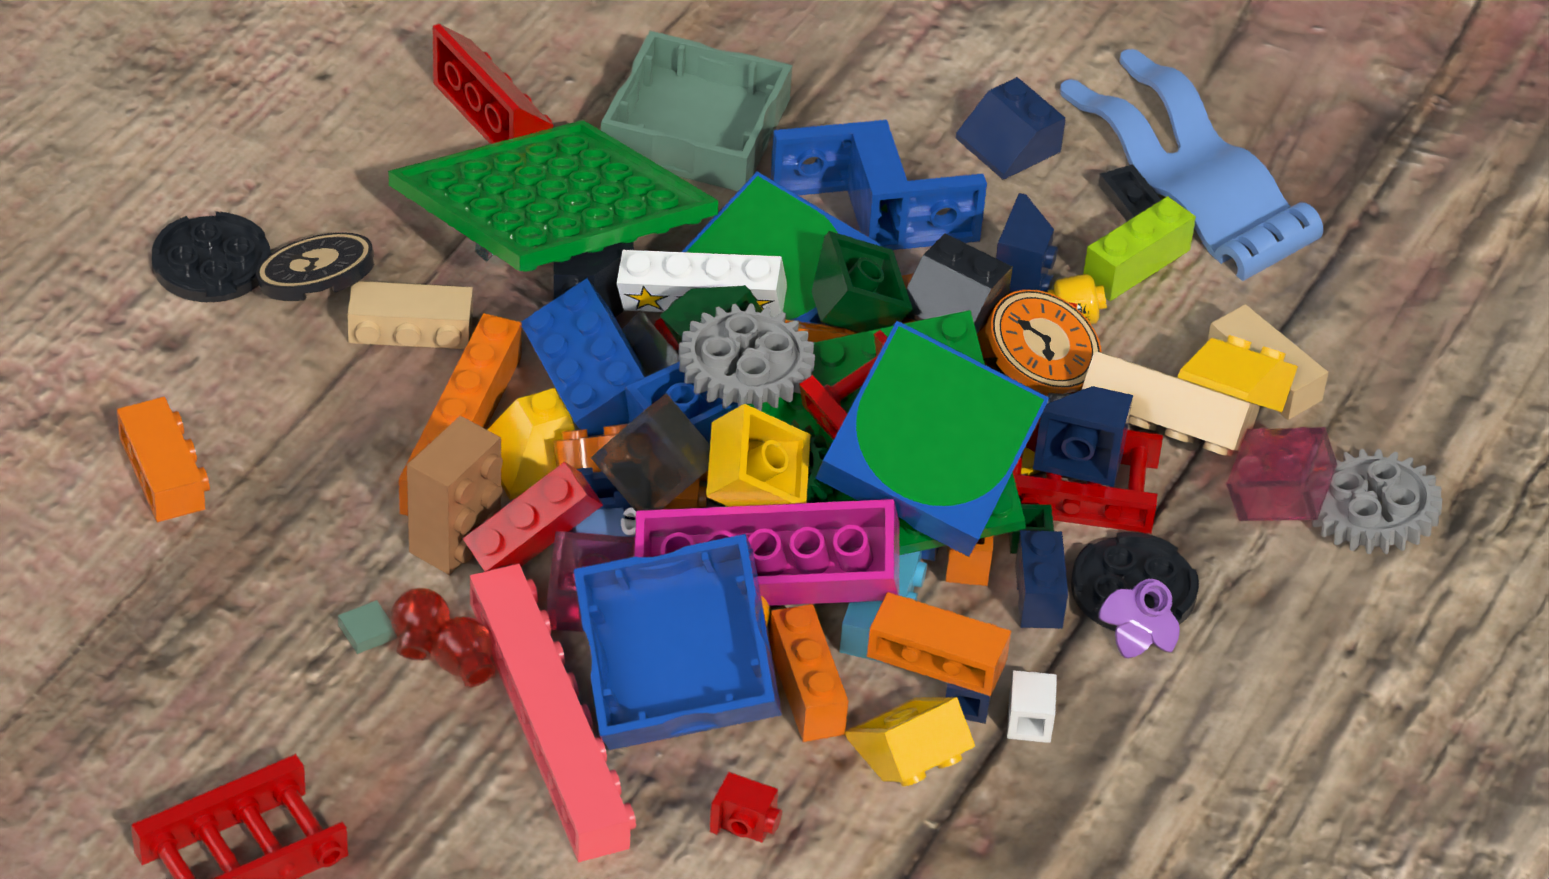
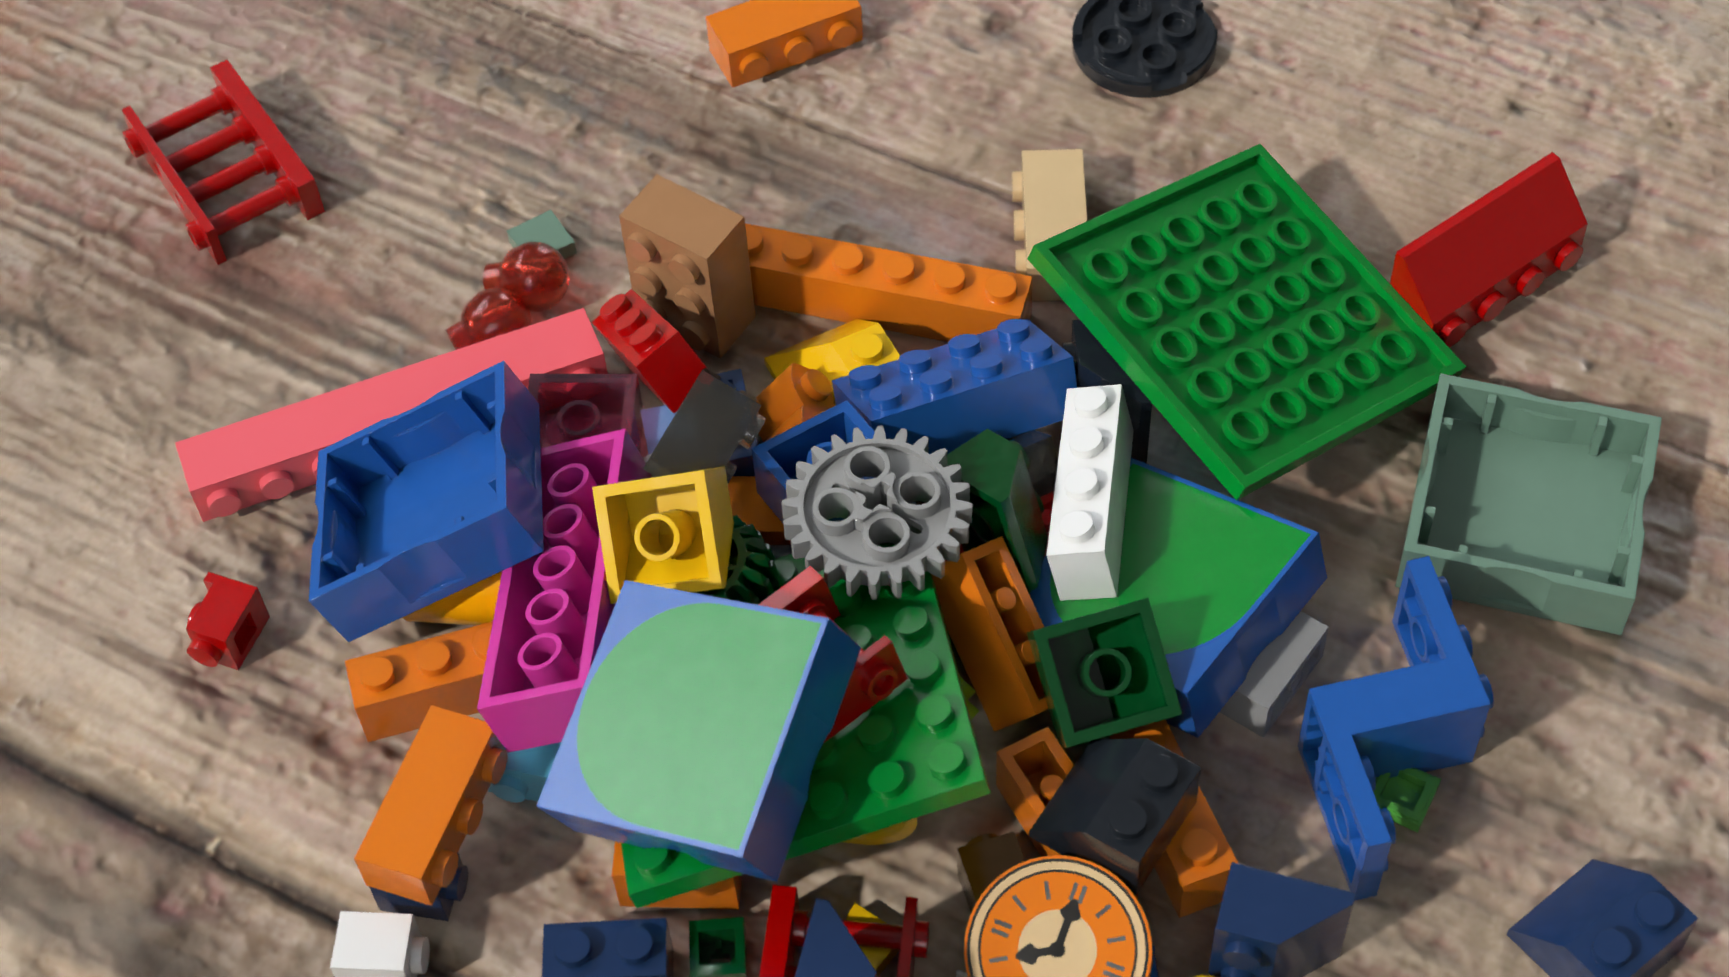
camera: 95 degrees right, 10 degrees up
(315, 265) = (1116, 119): black tile -> none
(913, 739) = (319, 799): yellow slope -> none

